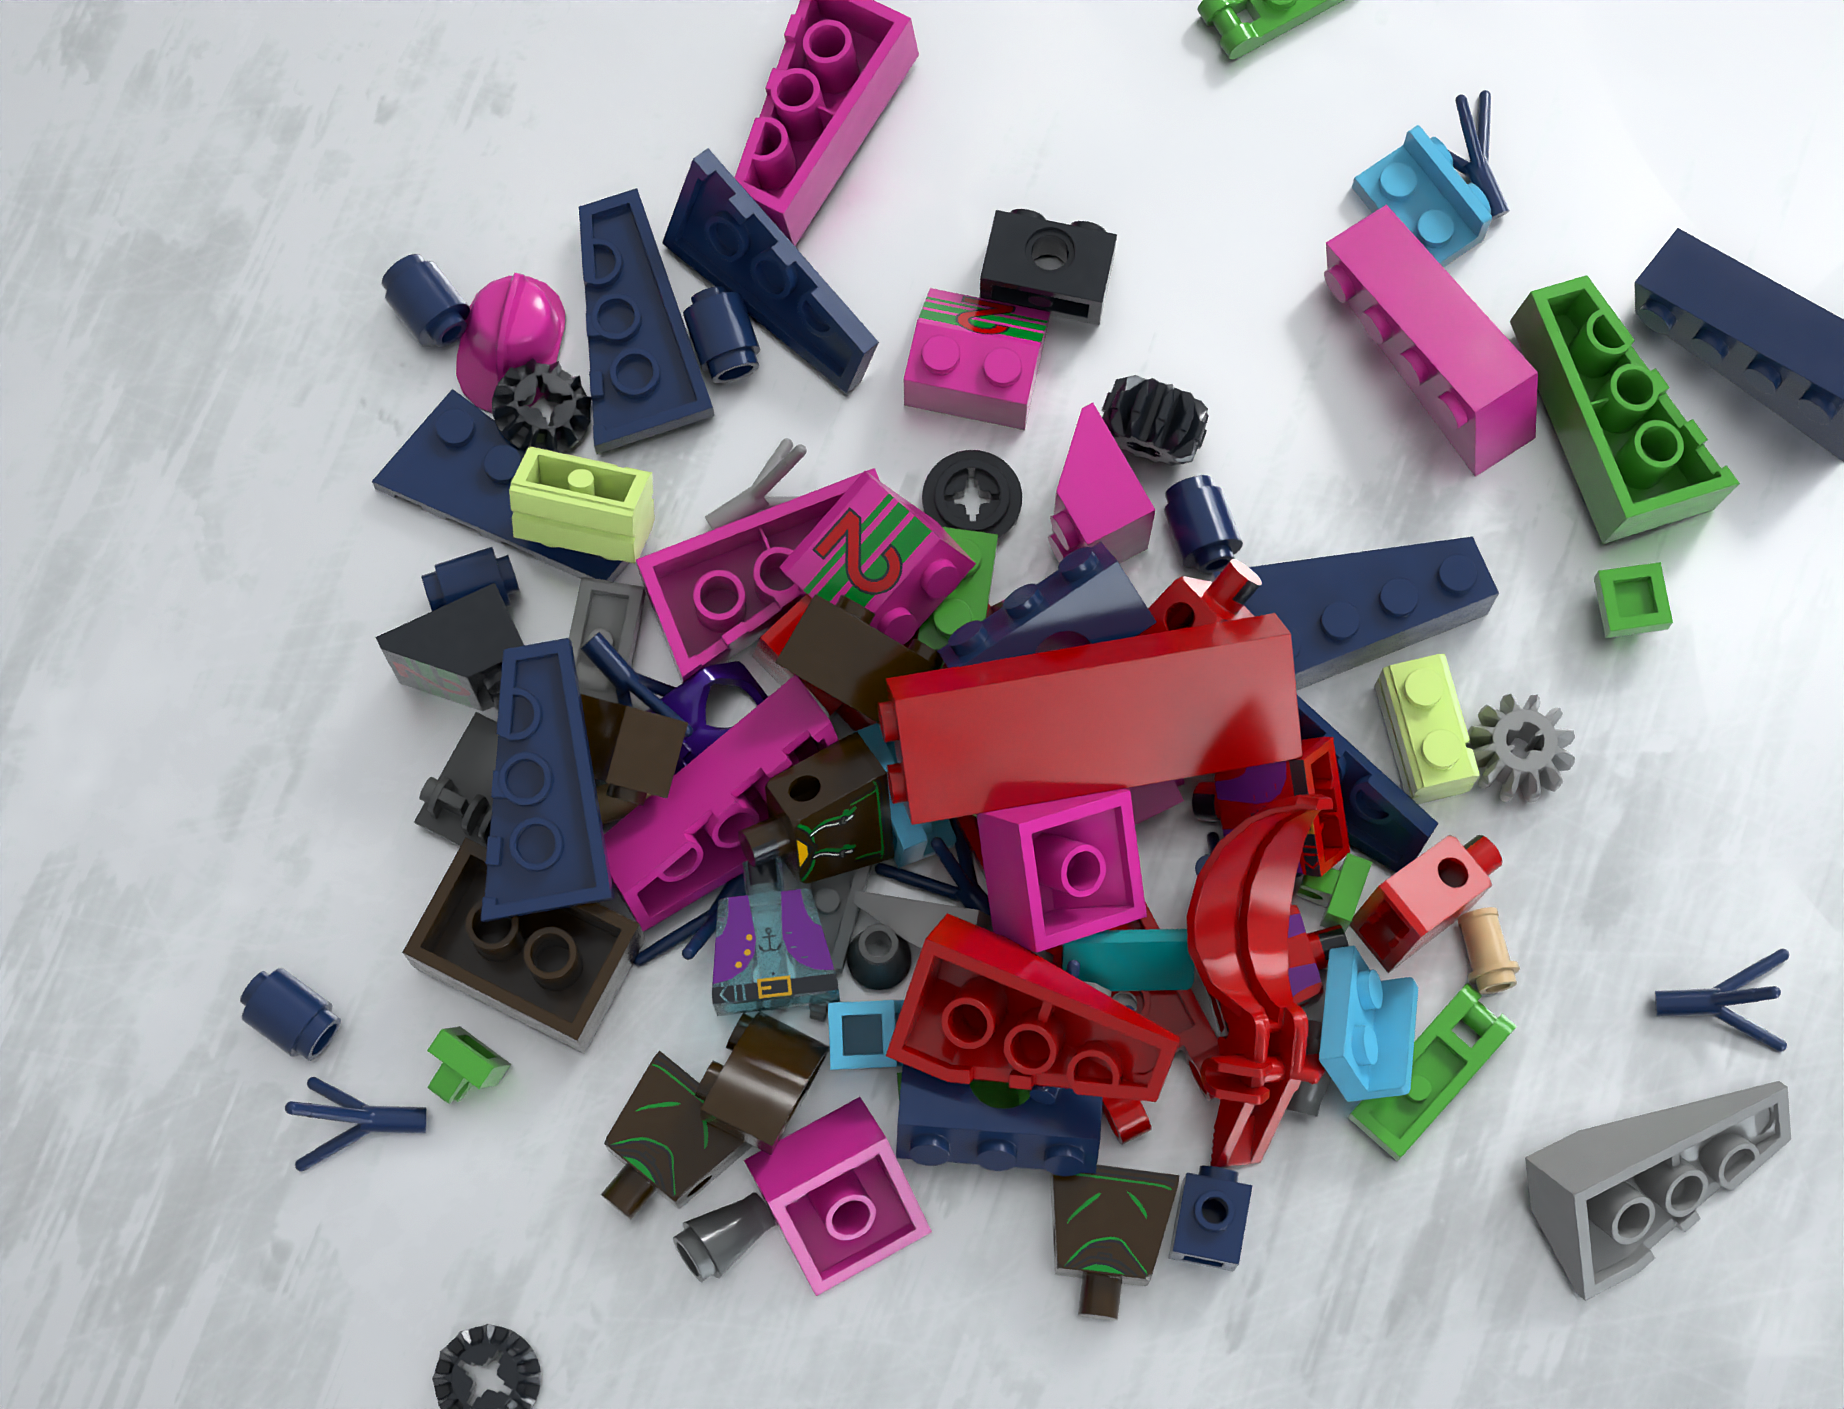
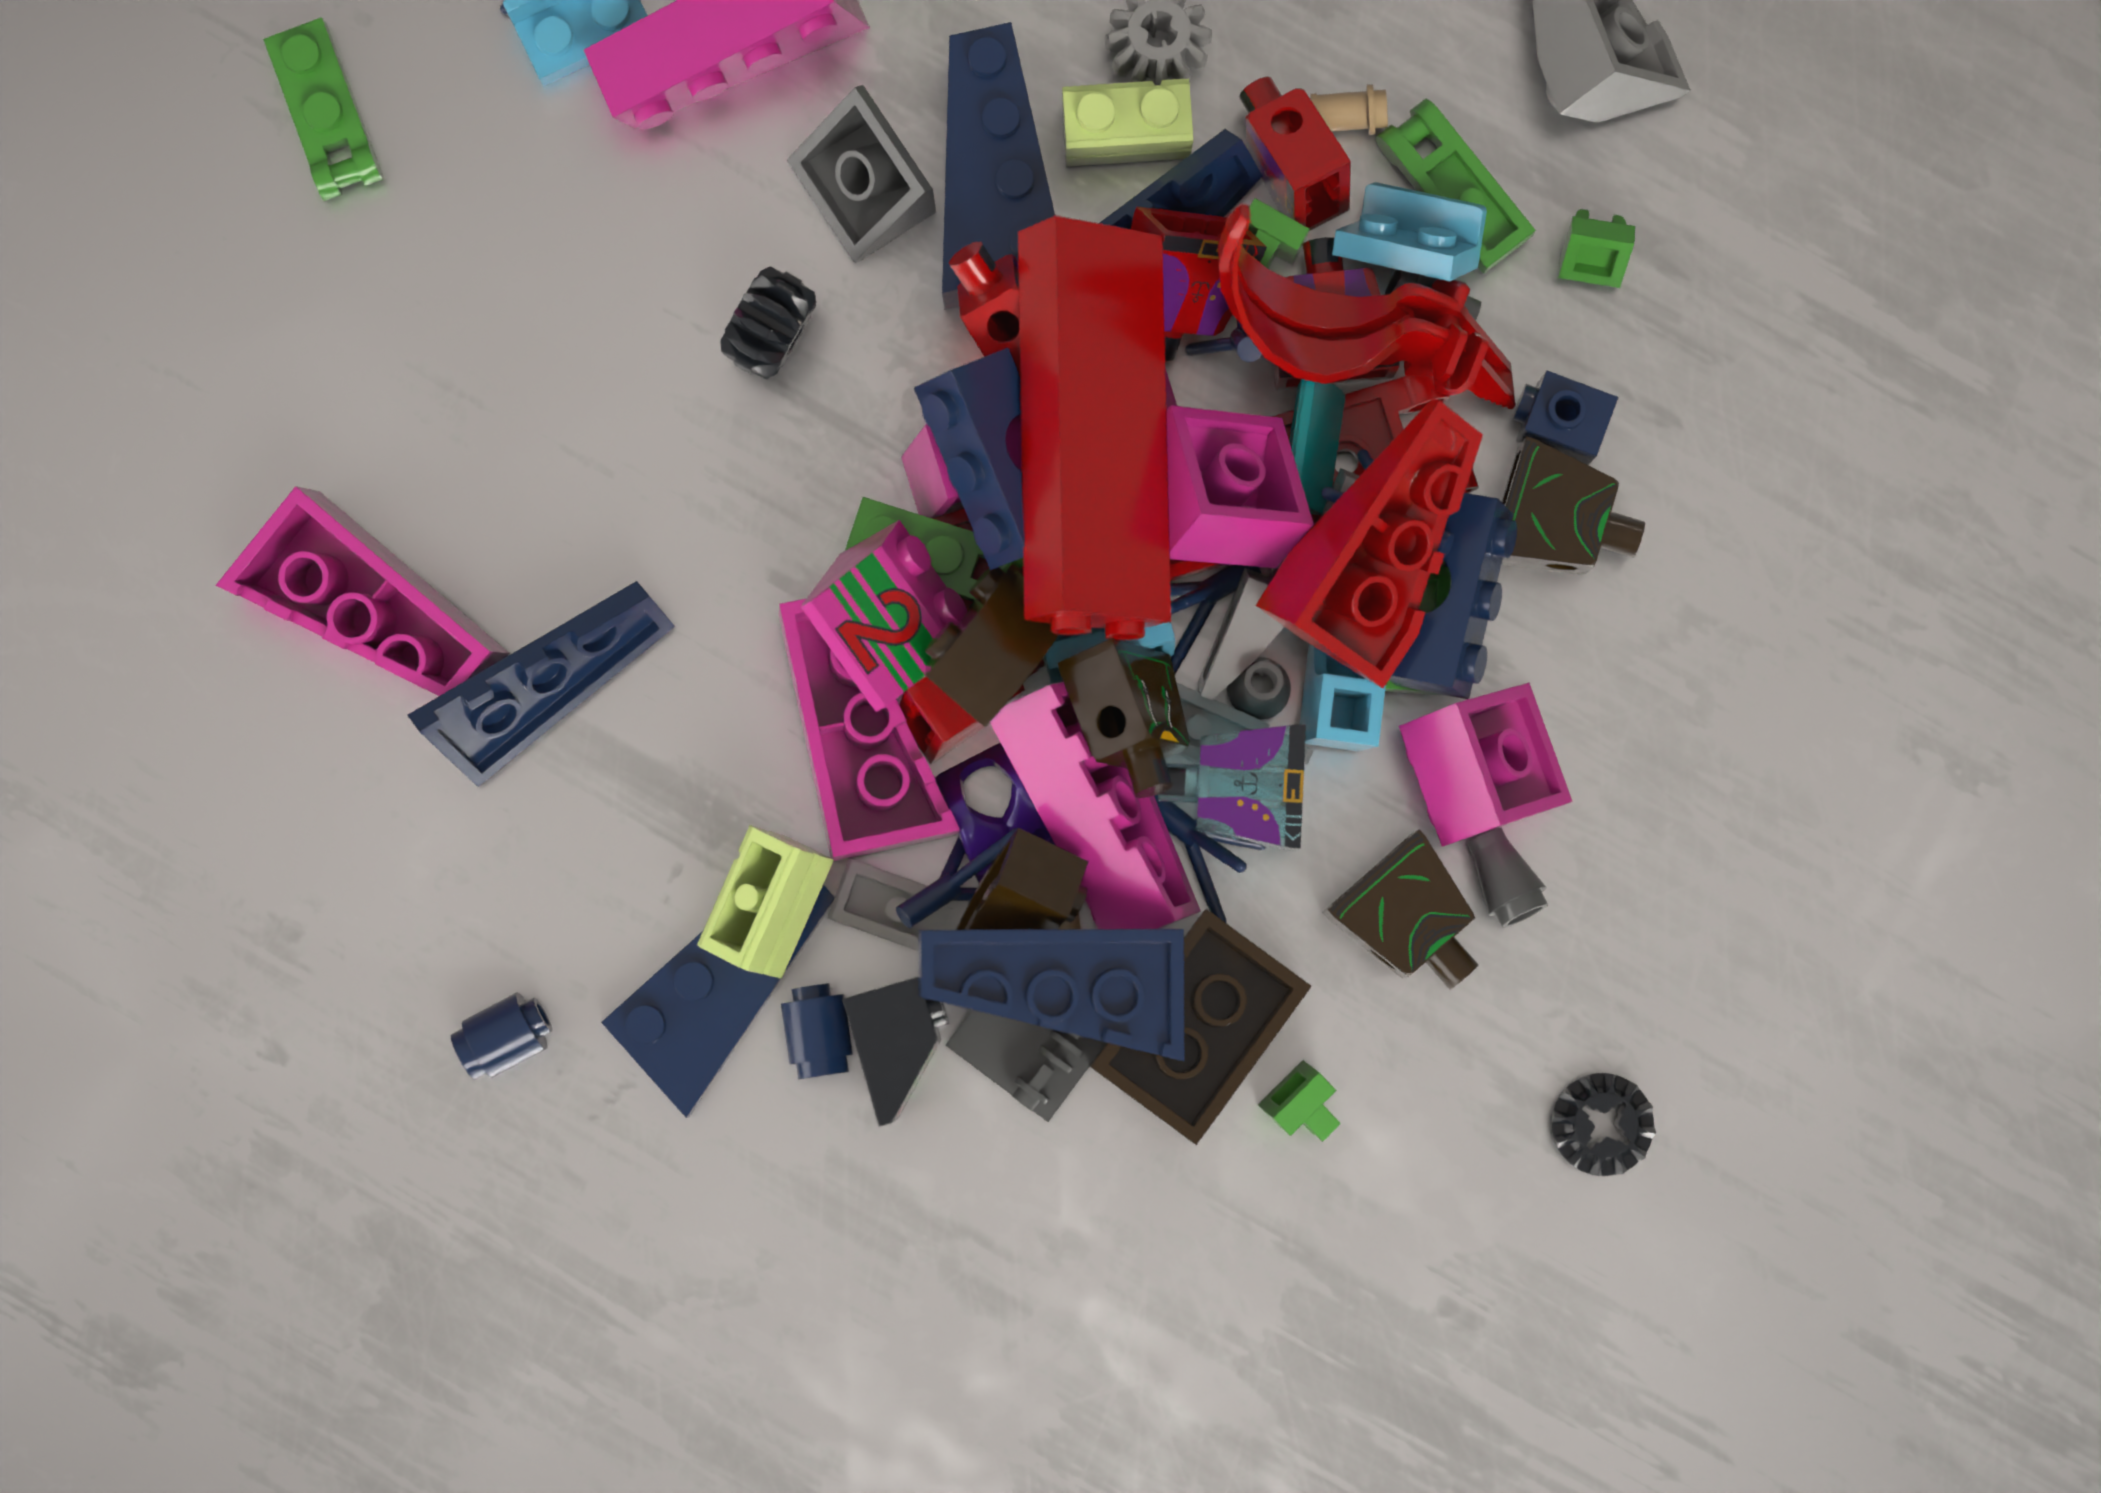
camera: 80 degrees left, 10 degrees up
(289, 1013) = (1224, 1269): dark blue brick -> none
(368, 1119) = (1339, 1210): dark blue plant -> none
(506, 329) = (558, 957): dark pink piece -> none
(525, 425) = (659, 950): black gear -> none
(637, 341) = (581, 826): dark blue wing -> none
(722, 334) = (592, 739): dark blue brick -> none
(753, 498) = (766, 728): light grey plant -> none
(761, 1080) = (1372, 813): dark brown brick -> none
(975, 358) = (661, 487): dark pink slope -> none
(994, 481) = (791, 496): black gear -> none
(1069, 292) = (582, 436): black brick -> none
(1099, 496) = (843, 393): dark pink slope -> none
(1202, 524) = (879, 298): dark blue brick -> none
(1320, 489) = (862, 176): none -> dark grey slope
(1394, 1225) = (1596, 250): none -> bright green tile

